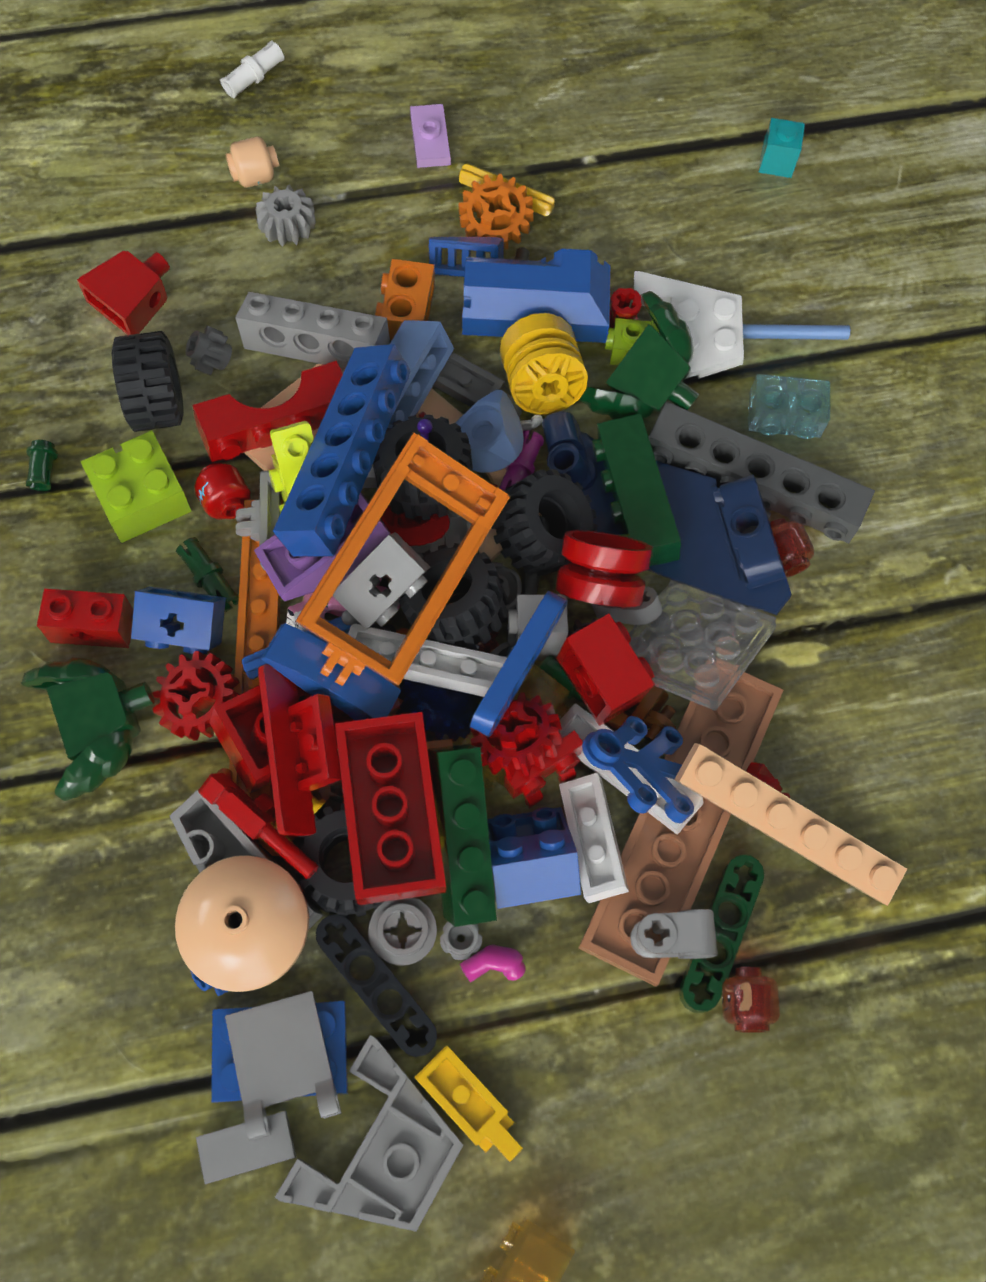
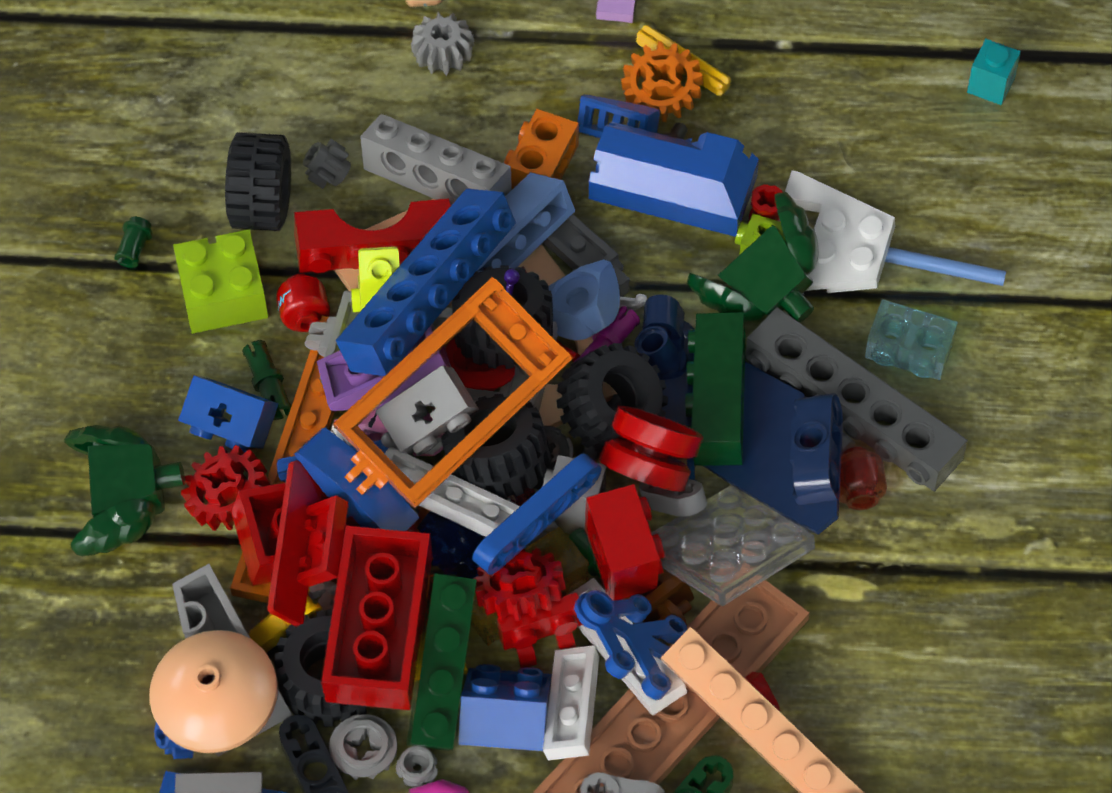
camera: 20 degrees right, 10 degrees down
(86, 618) = (140, 394): red brick -> none
(126, 289) = (261, 88): red torso -> none
(254, 818) = (250, 603): red piece -> none
(543, 364) = (658, 244): yellow wheel -> none

